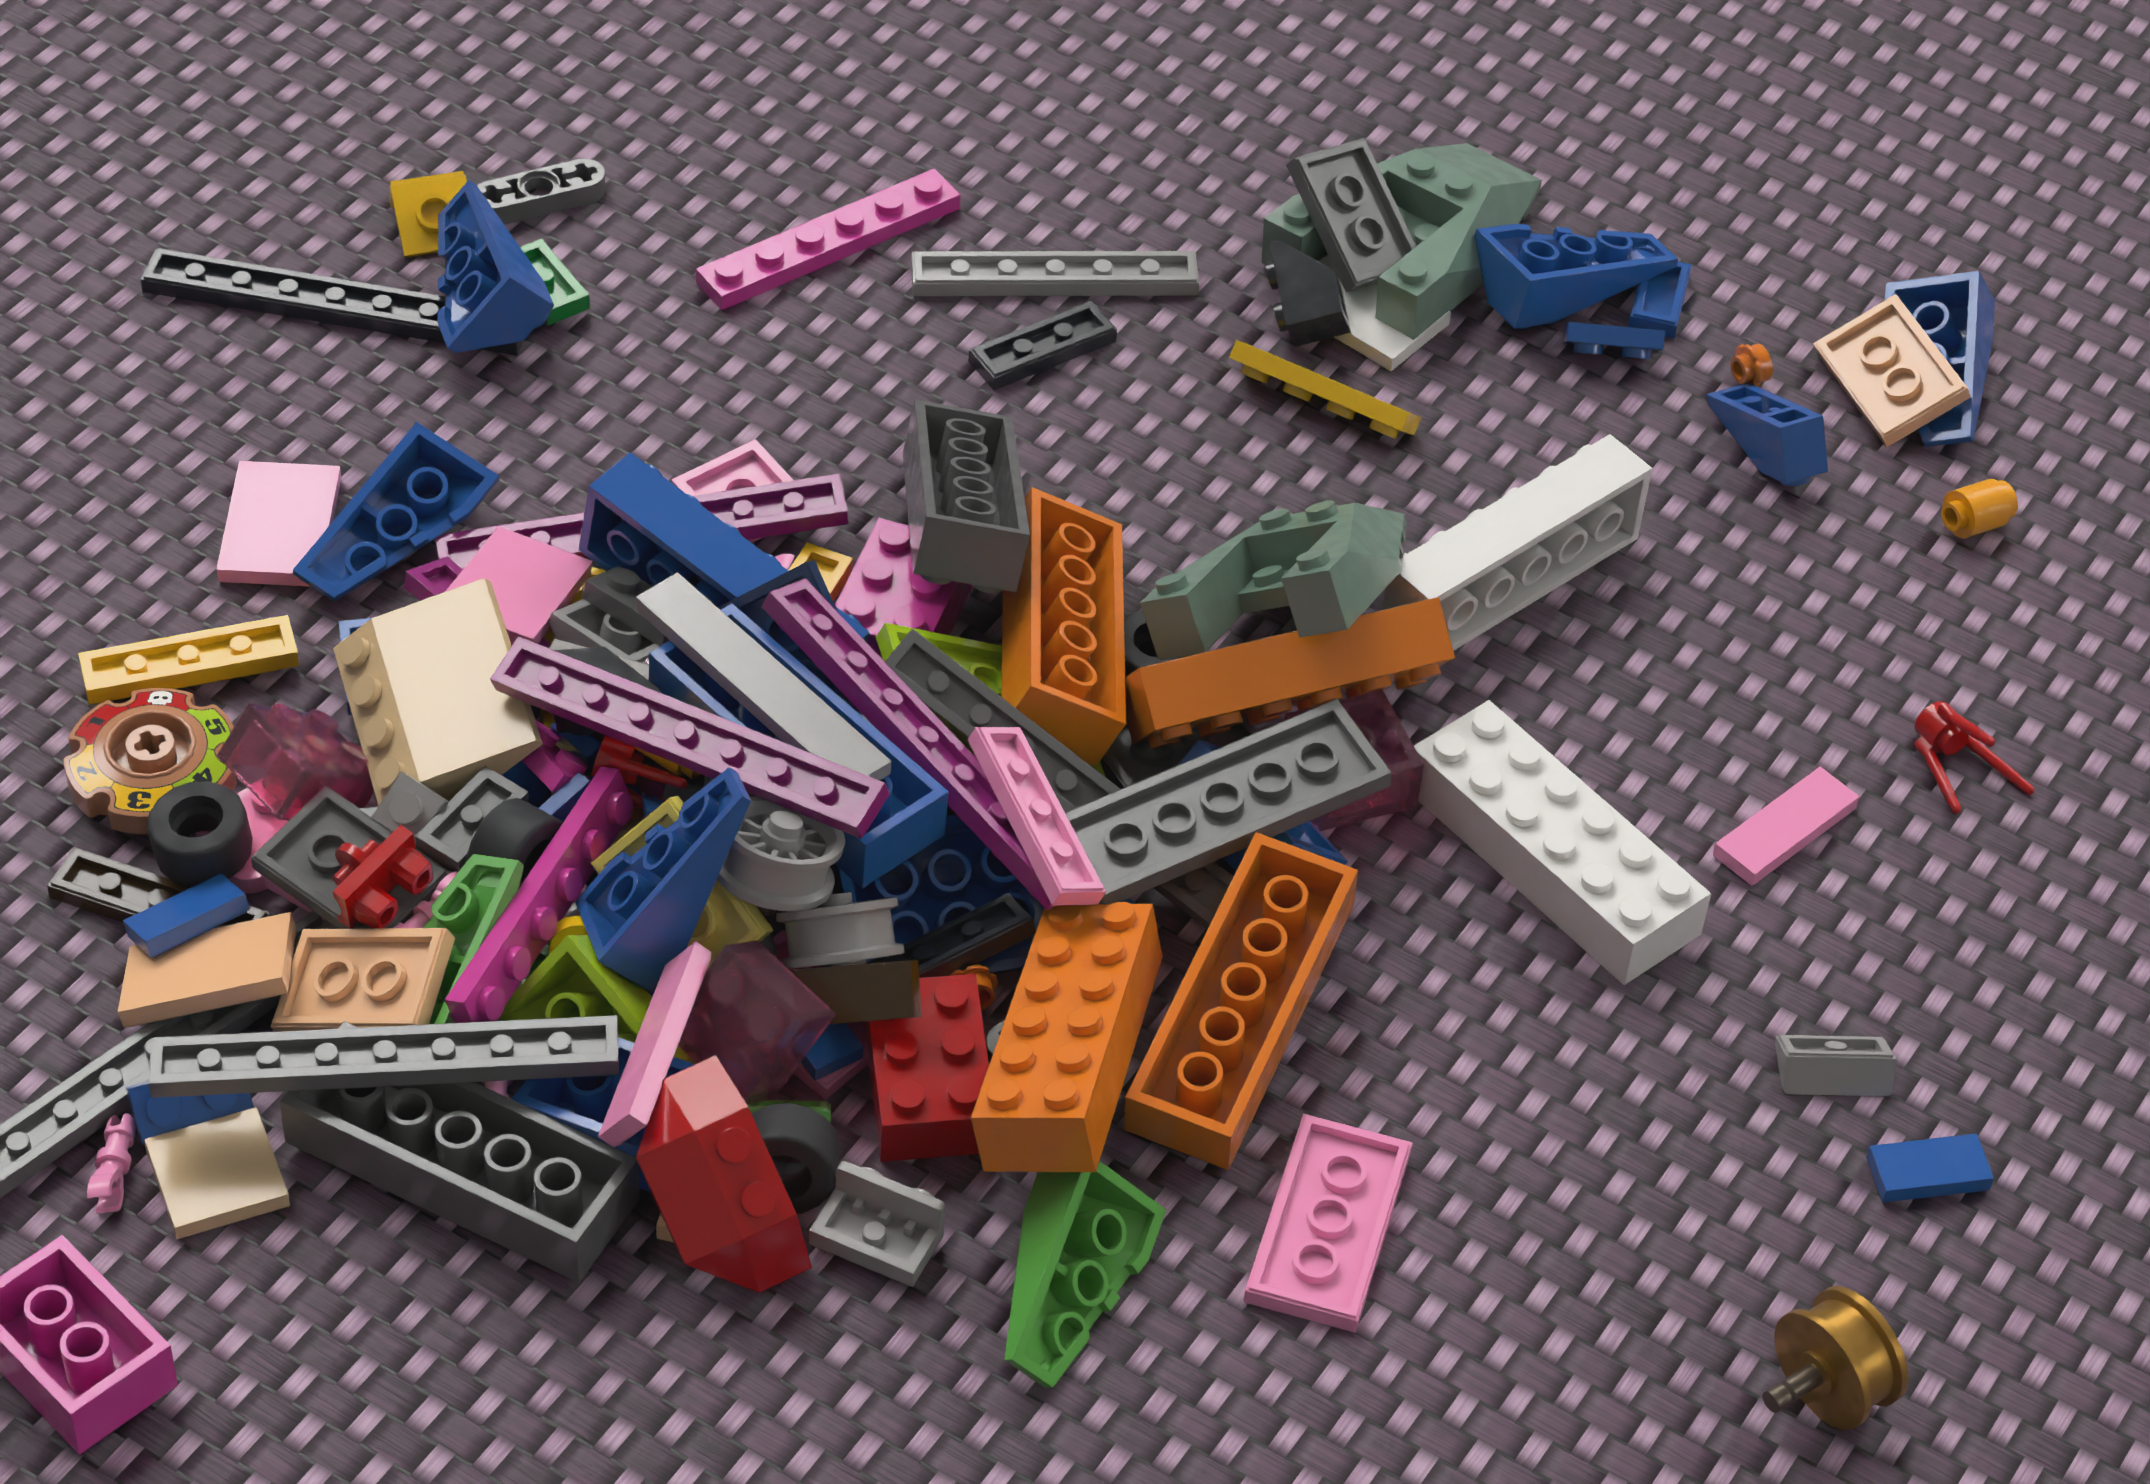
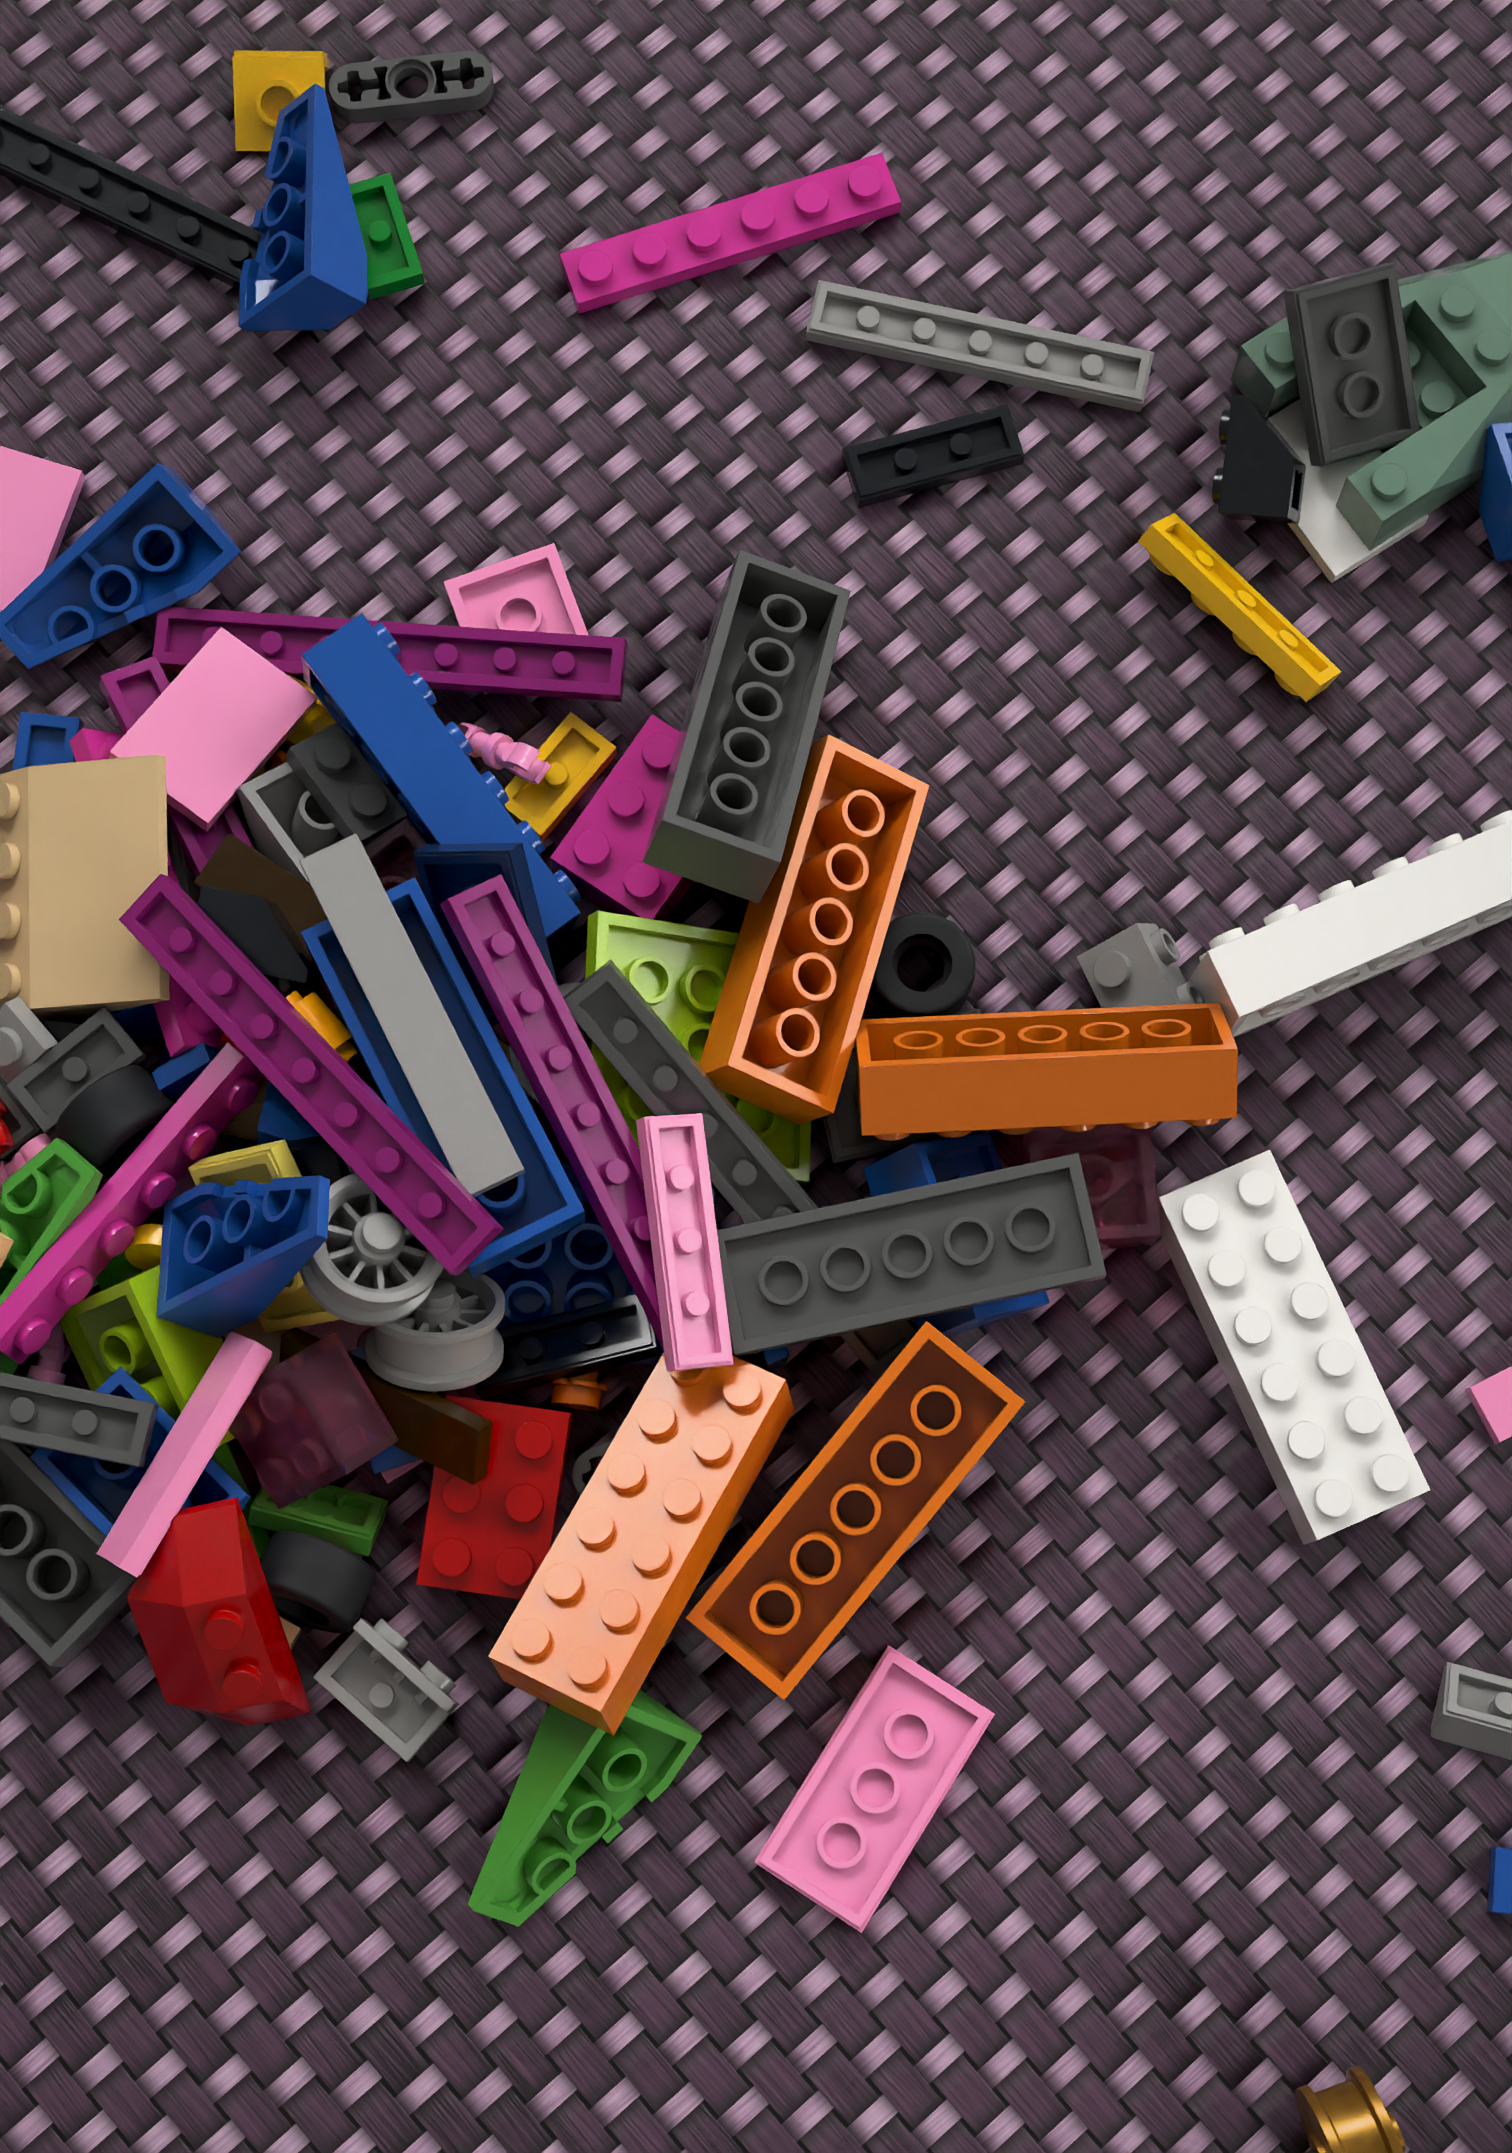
camera: 15 degrees right, 30 degrees up
(1315, 561) = (1119, 909): sand green wedge -> none

